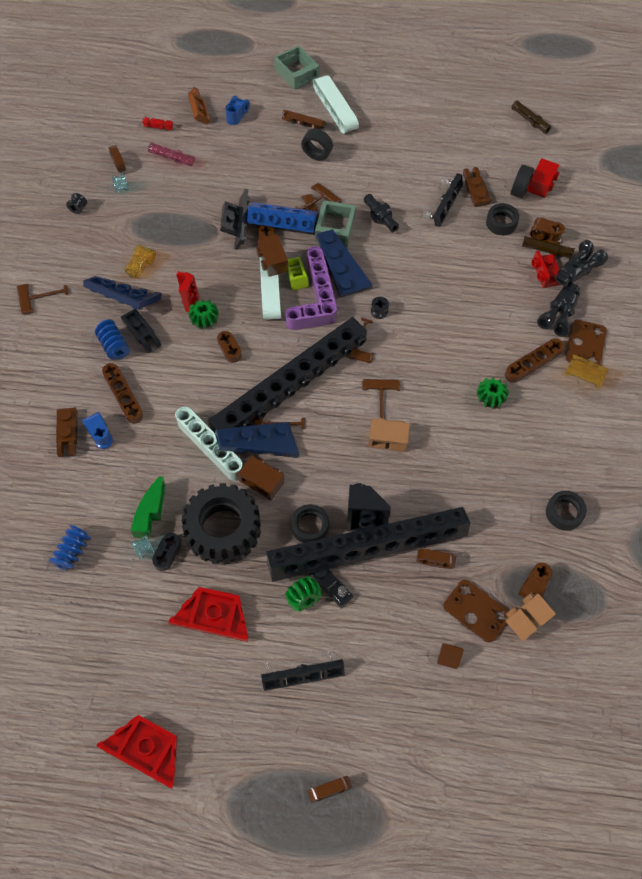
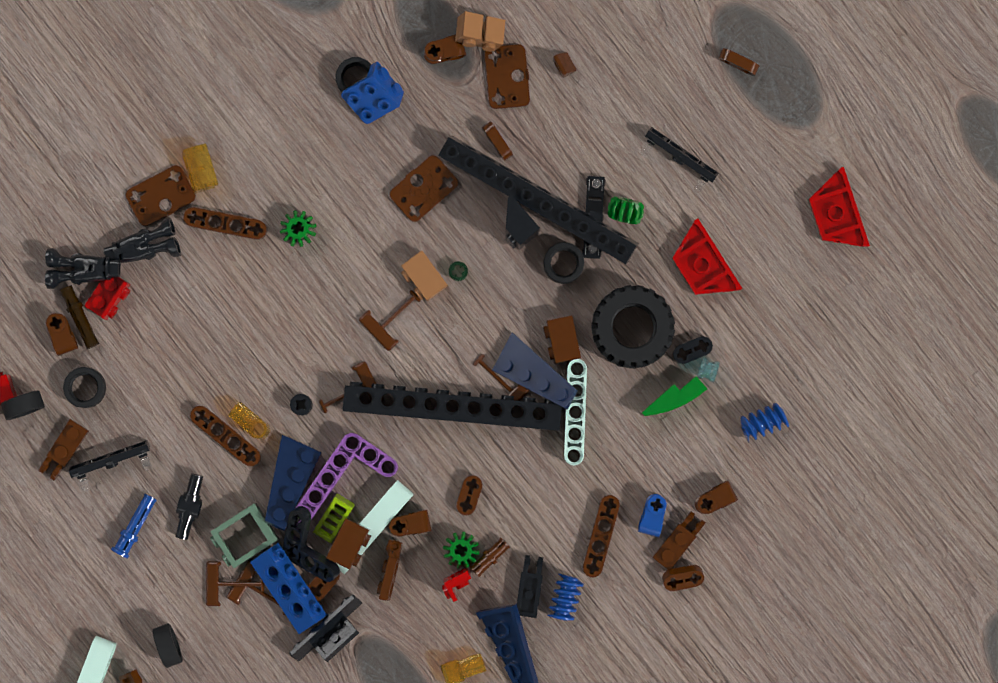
camera: 135 degrees left, 25 degrees up
(43, 412) = (683, 577): none -> reddish brown beam
(62, 473) = (719, 497): none -> reddish brown piece
(182, 325) = (489, 557): none -> reddish brown pin
(234, 272) = (390, 569): none -> reddish brown hinge
(248, 301) = (414, 523): none -> reddish brown piece
(298, 238) = (323, 568): none -> black beam
(371, 465) = (452, 268): none -> clear green bush
(392, 275) = (248, 420): none -> clear yellow piece
(402, 262) = (227, 433): none -> reddish brown beam
(404, 197) = (129, 535): none -> blue pin
(442, 486) = (428, 192): none -> reddish brown axle
(544, 509) = (374, 94): none -> blue bracket

